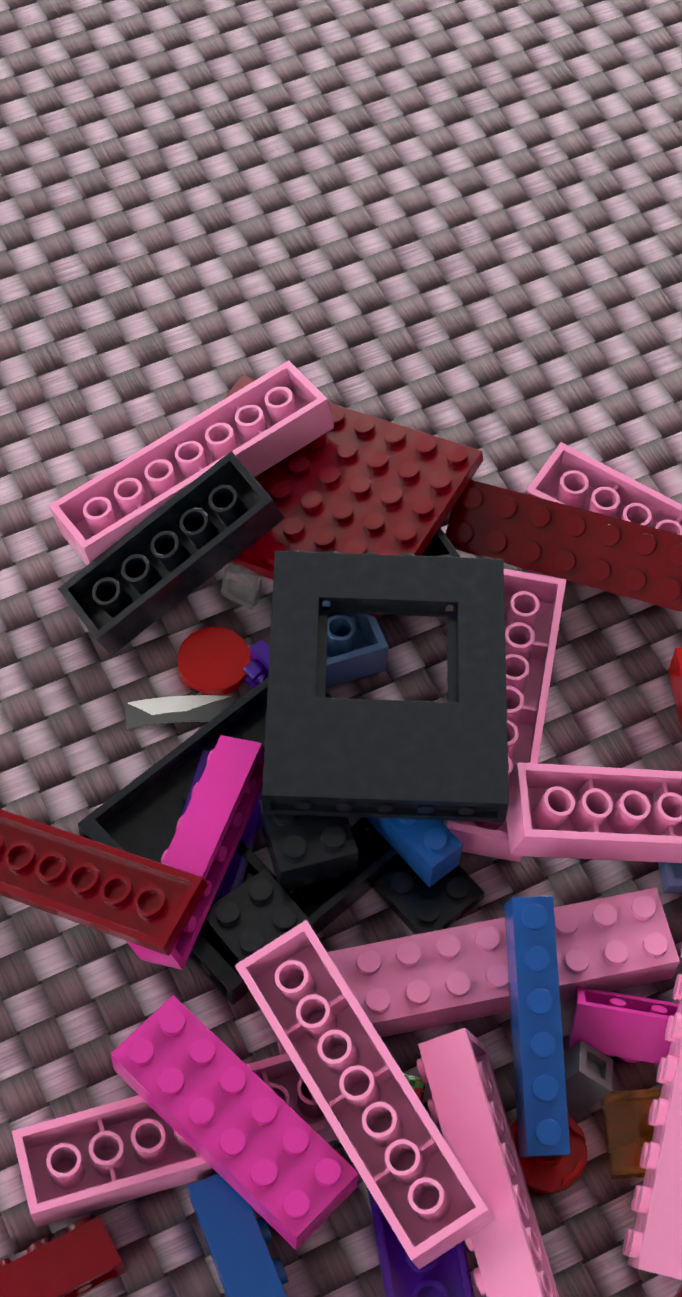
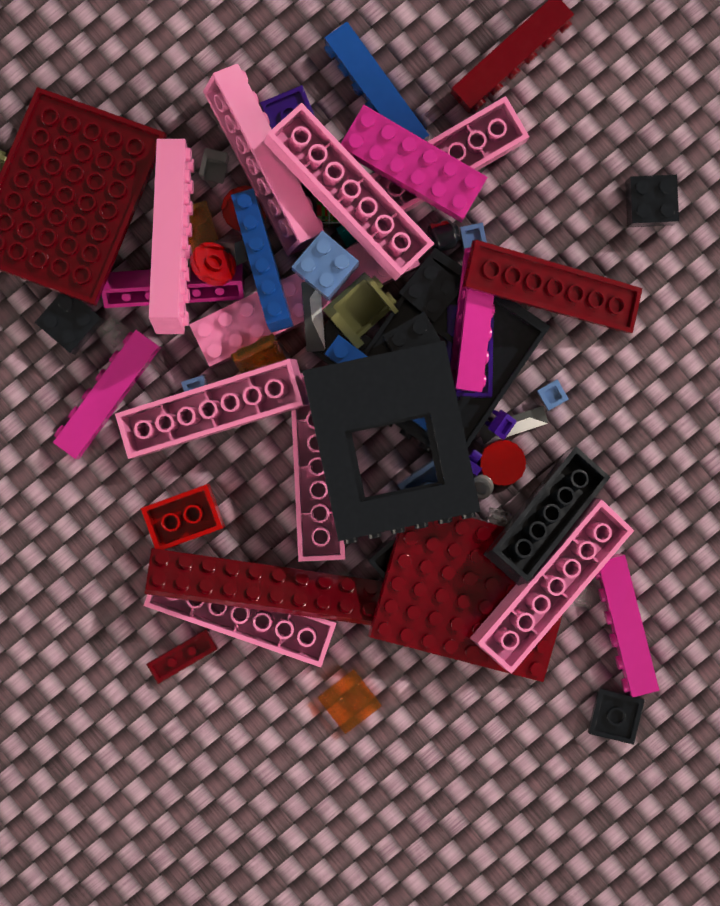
camera: 165 degrees right, 30 degrees up
(101, 400) = (627, 627): none -> dark pink brick
(106, 734) = (552, 395): none -> medium blue plate
(152, 316) = (616, 716): none -> black plate
(154, 995) = (472, 232): none -> medium blue plate
(200, 705) = (501, 424): none -> dark purple tile
(217, 1011) = (443, 234): none -> black head
(254, 629) = (484, 486): none -> light grey tile
(387, 914) = (360, 308): none -> olive panel
(429, 984) = (325, 265): none -> medium blue brick
(465, 926) = (313, 319): none -> dark grey sticker
(525, 414) = (349, 701): none -> clear orange plate
(586, 885) = (259, 354): none -> clear orange plate
(587, 1238) = (214, 165): none -> dark grey panel
(623, 1039) = (213, 264): none -> red tile

